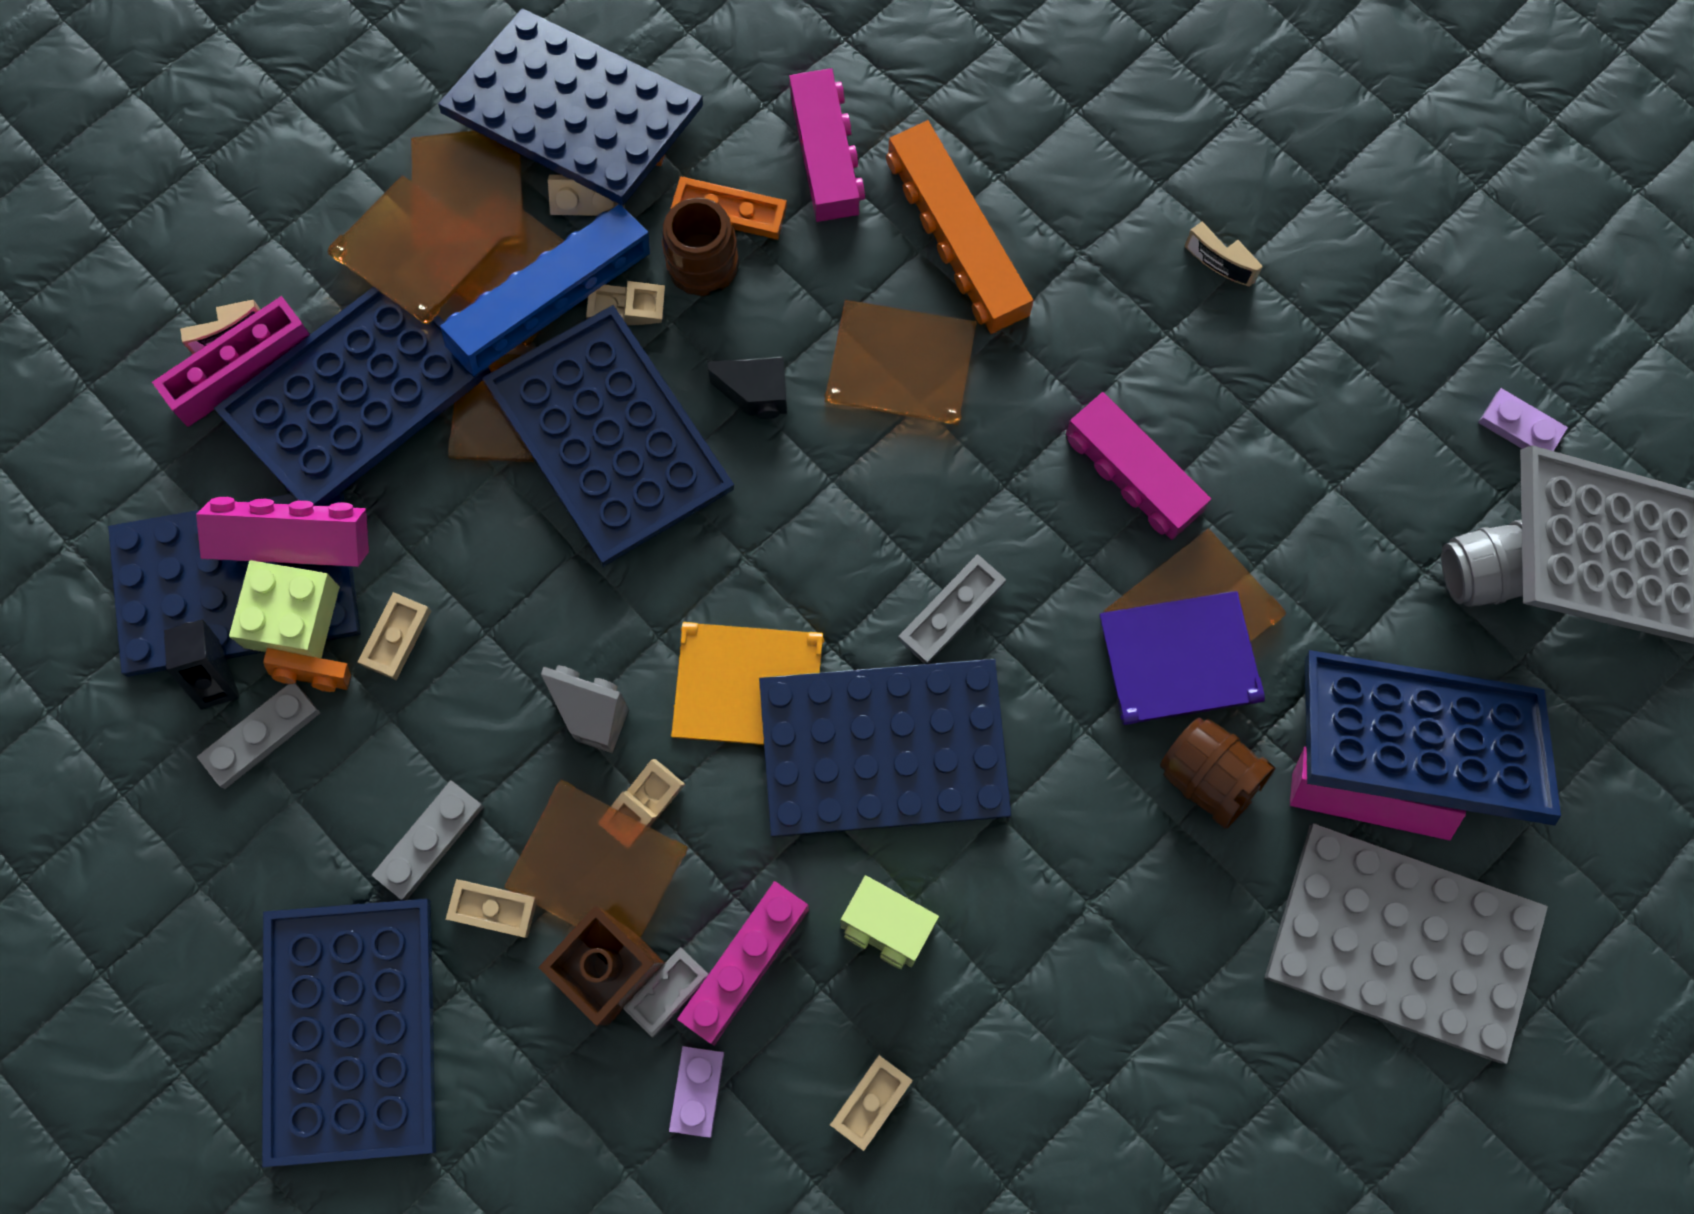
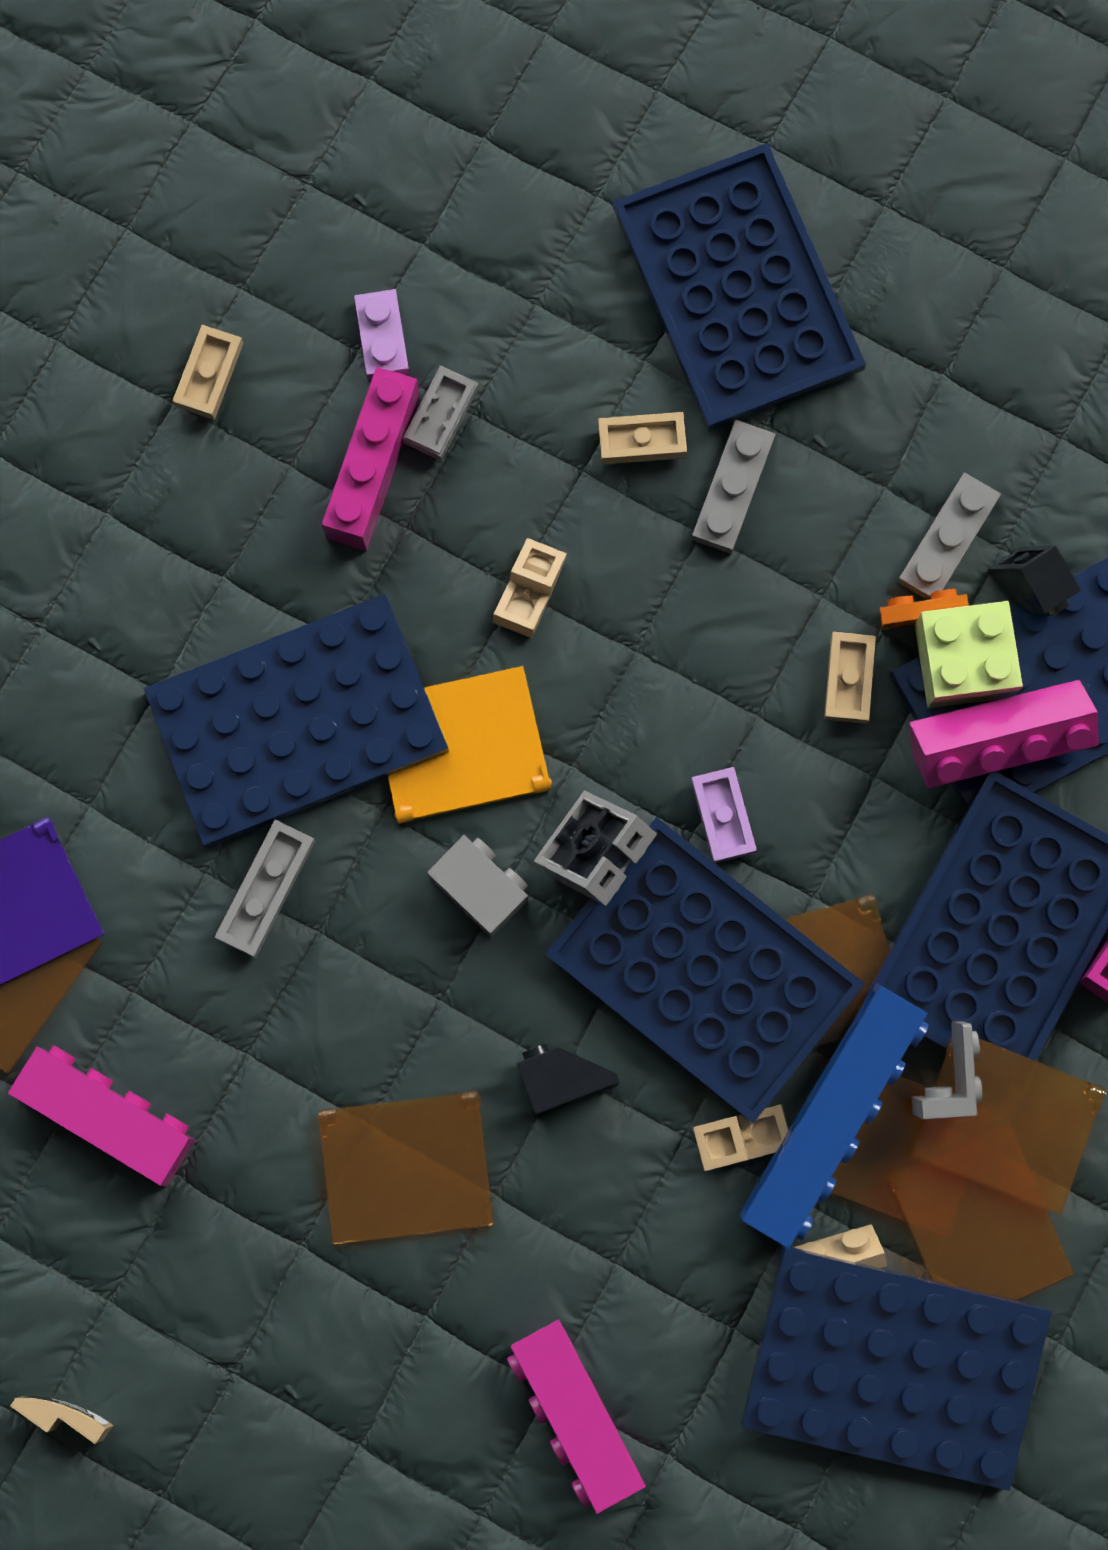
camera: 165 degrees right, 5 degrees up
(442, 260) = (940, 1101): none -> light grey bracket
(546, 554) = (723, 815): none -> lavender plate
(589, 709) = (618, 656): light grey slope -> none
(593, 857) = (552, 510): clear orange piece -> none
(601, 966) = (508, 408): reddish brown slope -> none
(662, 550) = (595, 847): none -> piece
(699, 246) = (696, 1206): reddish brown piece -> none
(746, 210) = (664, 1296): orange plate -> none
(770, 555) = (479, 885): none -> light grey brick
(887, 923) = (236, 533): yellowish green brick -> none
(959, 228) = (386, 1356): orange brick -> none

